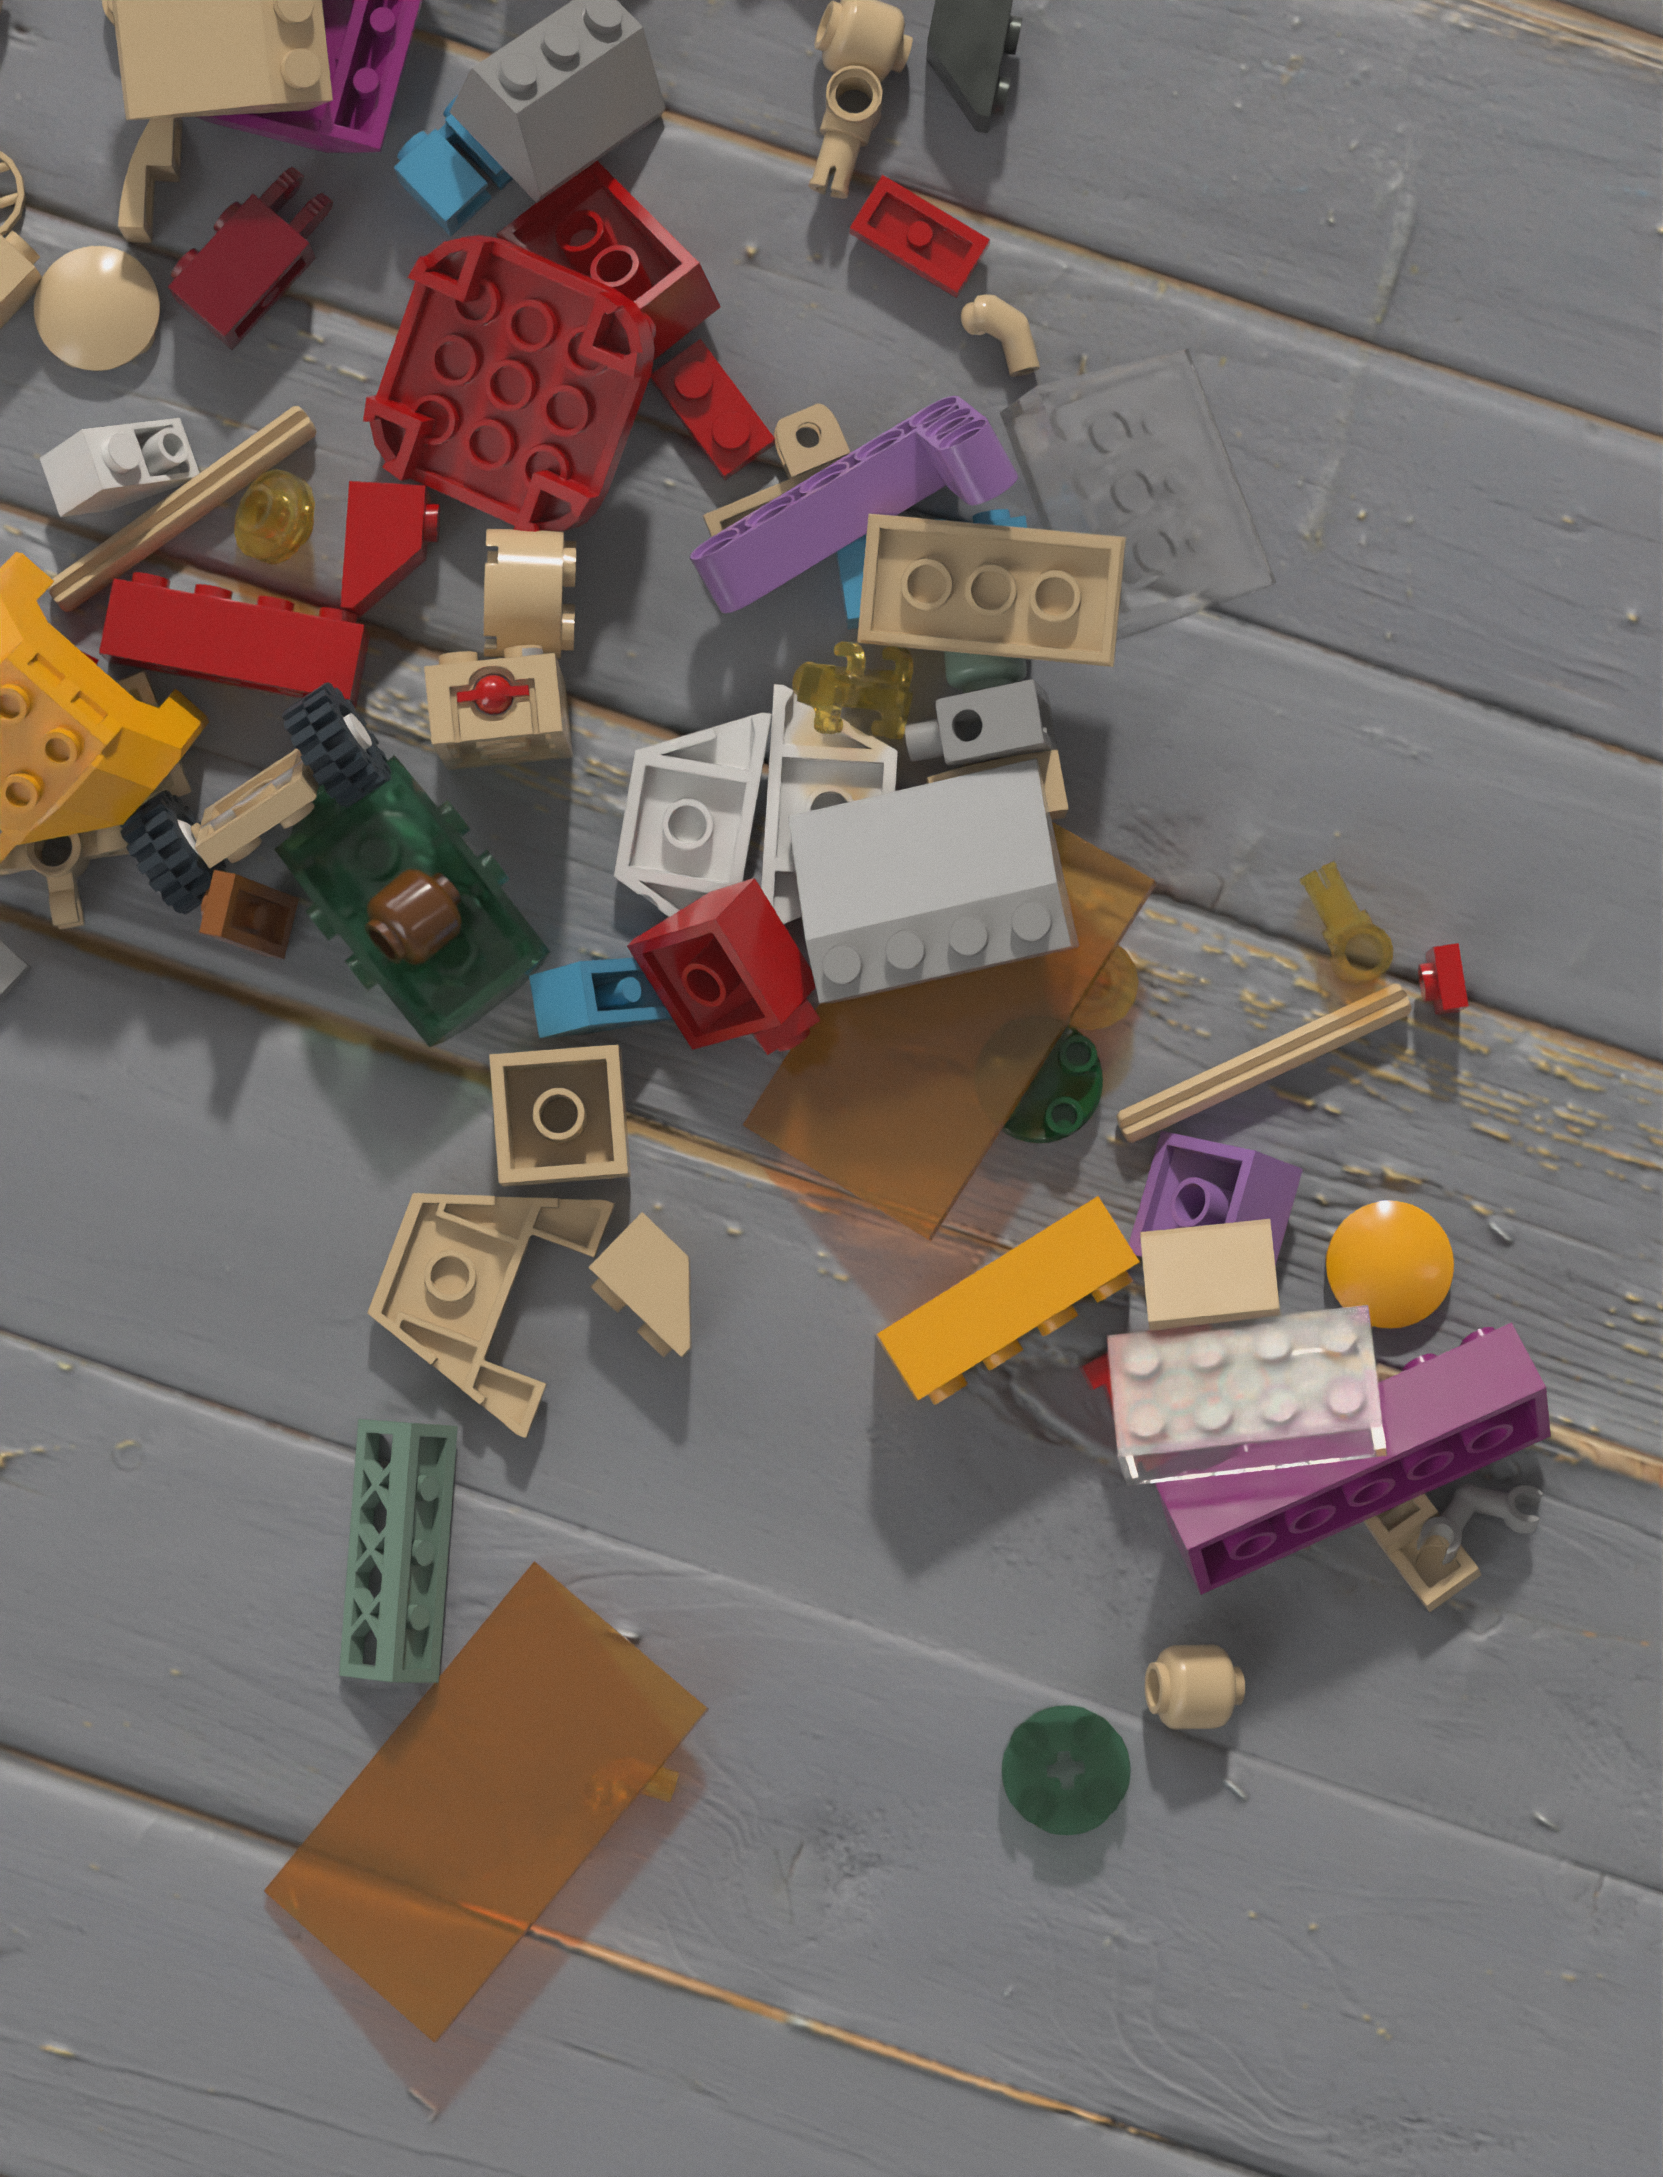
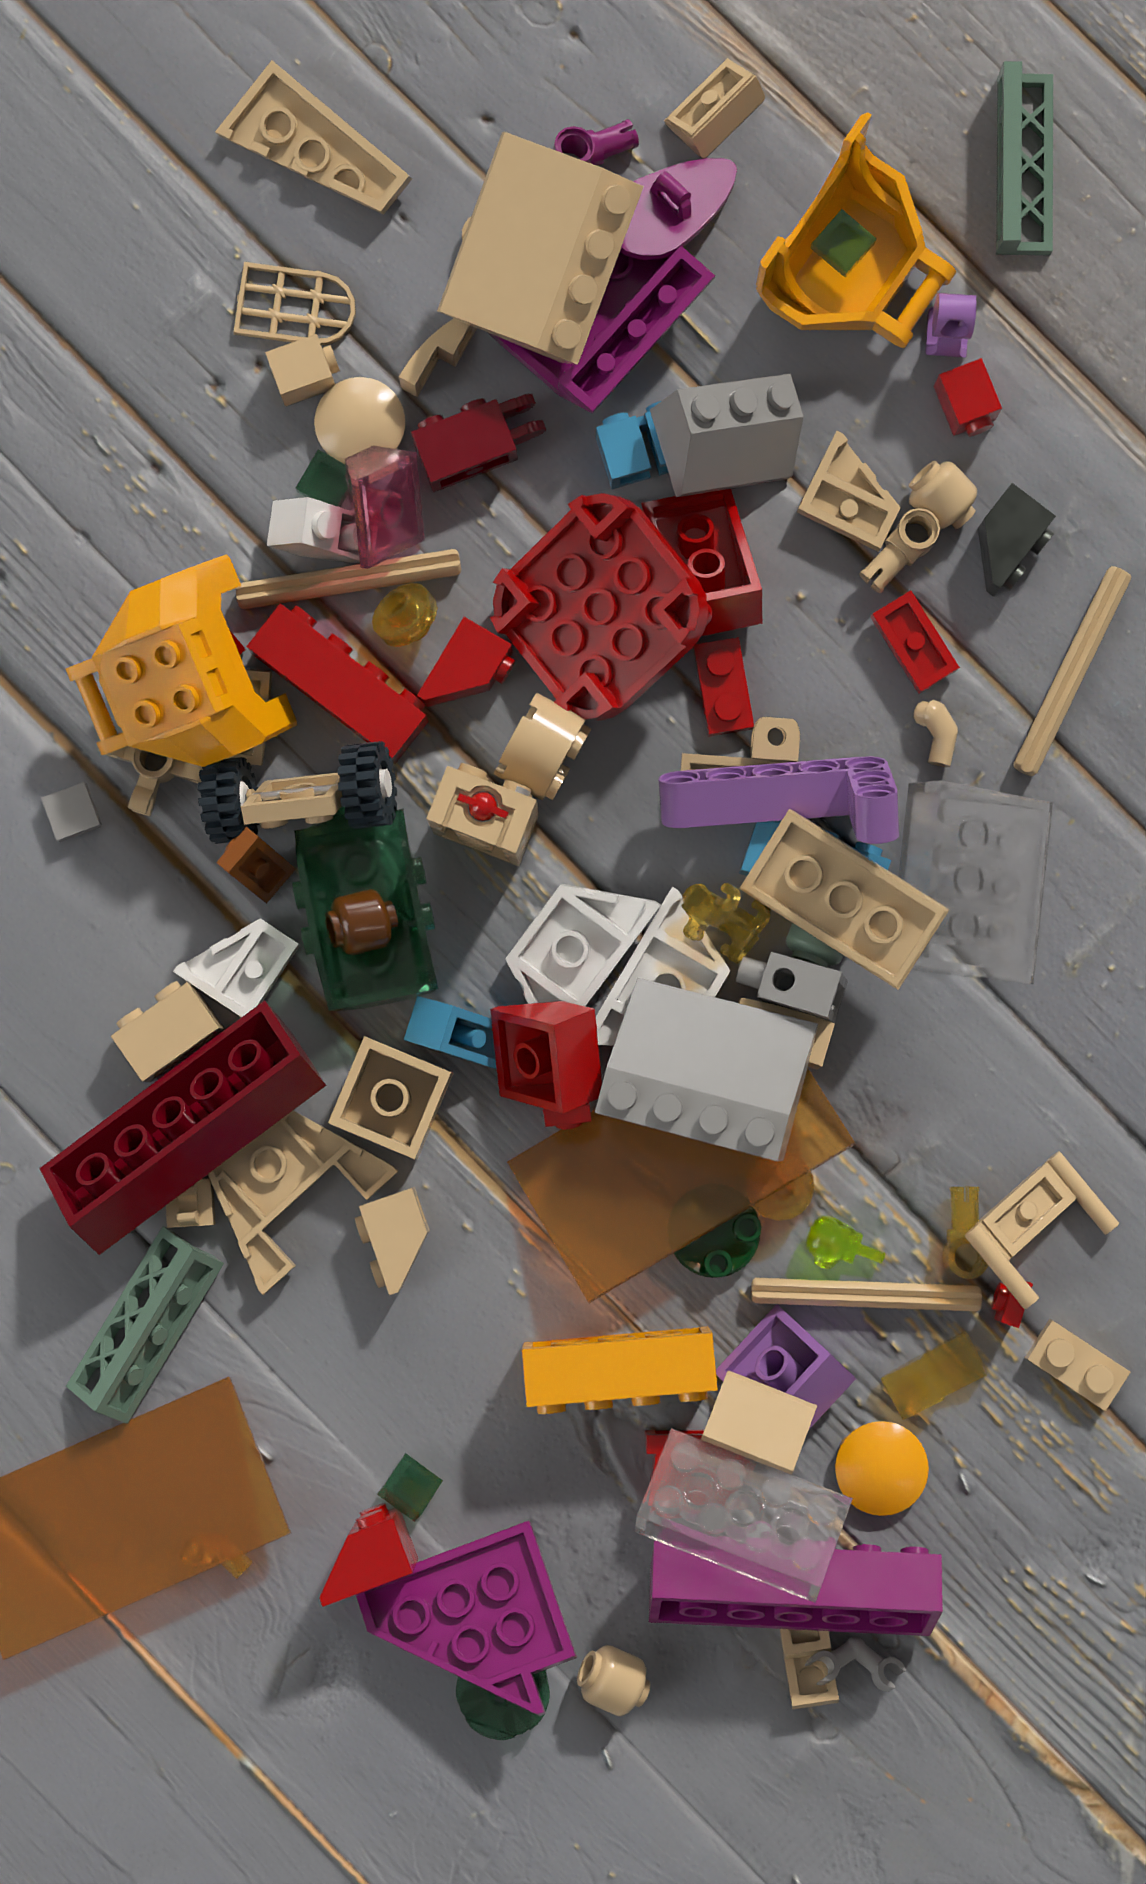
camera: 30 degrees right, 0 degrees up
(92, 399) = (324, 480): none -> clear green tile
(178, 390) = (384, 502): none -> clear pink slope
(240, 1176) = (166, 1031): none -> tan brick
(294, 1051) = (242, 967): none -> white wing
(321, 1281) = (181, 1128): none -> dark red brick
(377, 1373) = (193, 1206): none -> tan tile
(748, 99) = (849, 497): none -> tan wing
(819, 1682) = (372, 1555): none -> red slope
(825, 1580) = (409, 1487): none -> clear green plate
(984, 1691) = (478, 1614): none -> magenta wing
(1130, 175) = (1072, 671): none -> tan axle
(1193, 1016) = (834, 1241): none -> clear neon green piece
(1396, 1119) = (934, 1375): none -> clear yellow slope
(1409, 862) = (1026, 1213): none -> tan plate
(1564, 1018) = (1077, 1364): none -> tan plate

